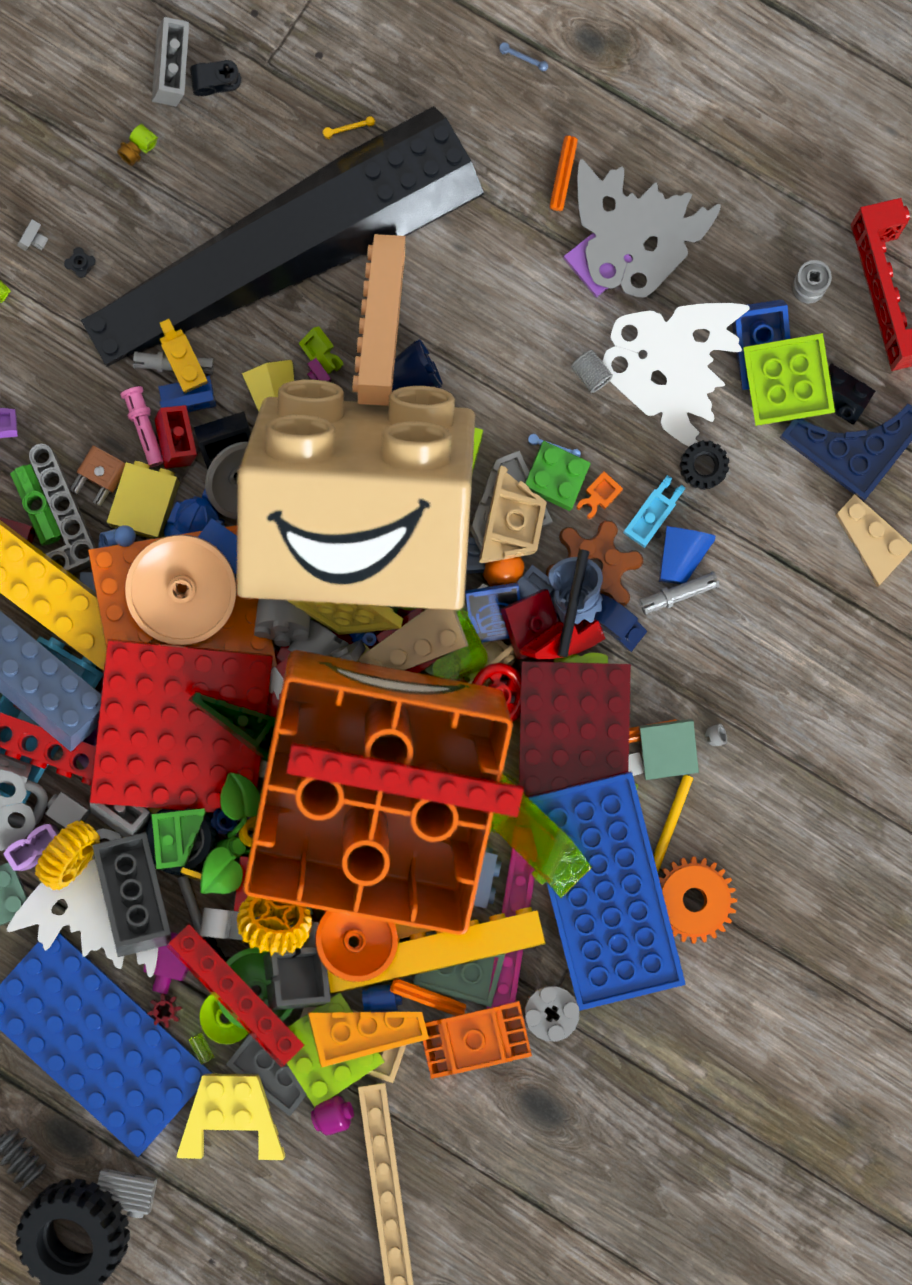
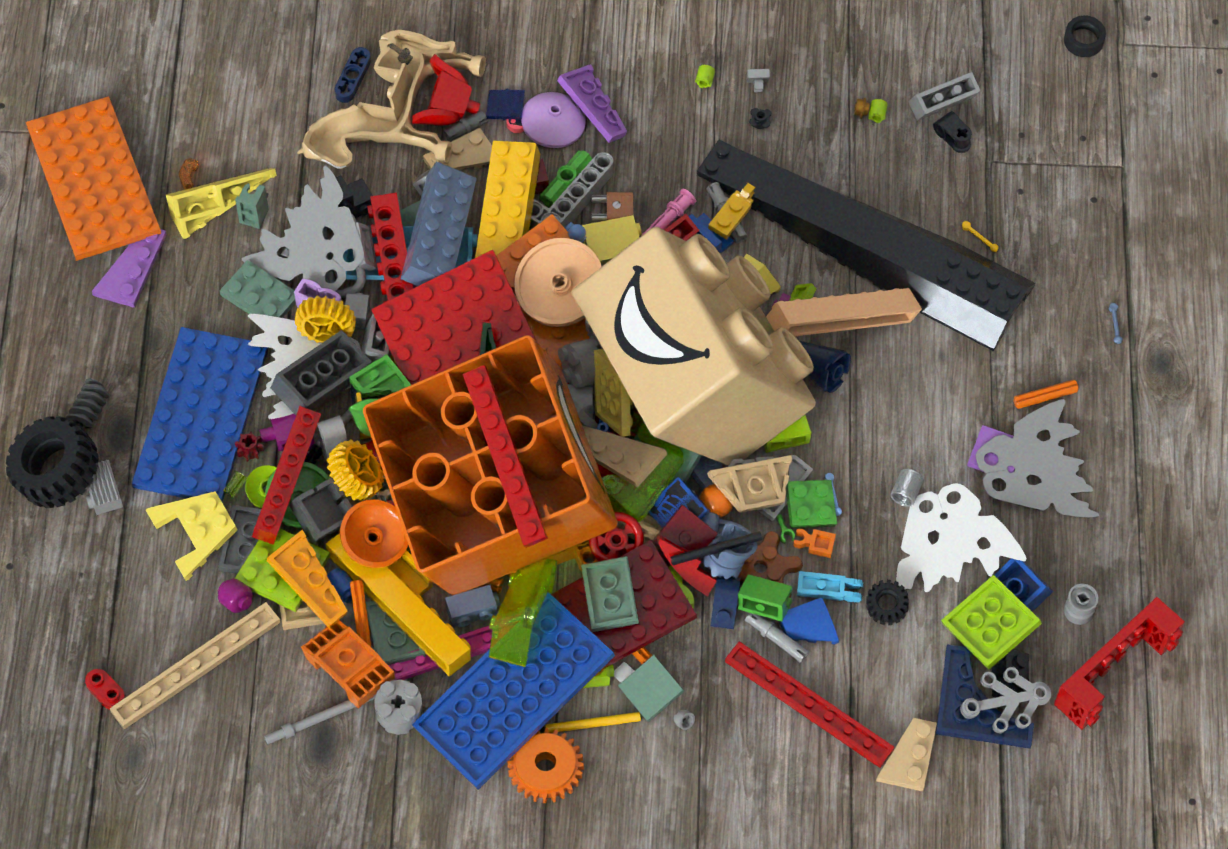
camera: 60 degrees right, 20 degrees down
(512, 1137) = (289, 730): none -> light grey bar
(560, 737) = (609, 594): none -> sand green tile
(567, 517) = (785, 531): none -> bright green hand
(640, 582) = (765, 597): none -> bright green brick
(768, 604) = (809, 704): none -> red plate
(877, 412) = (1009, 699): none -> light grey plant

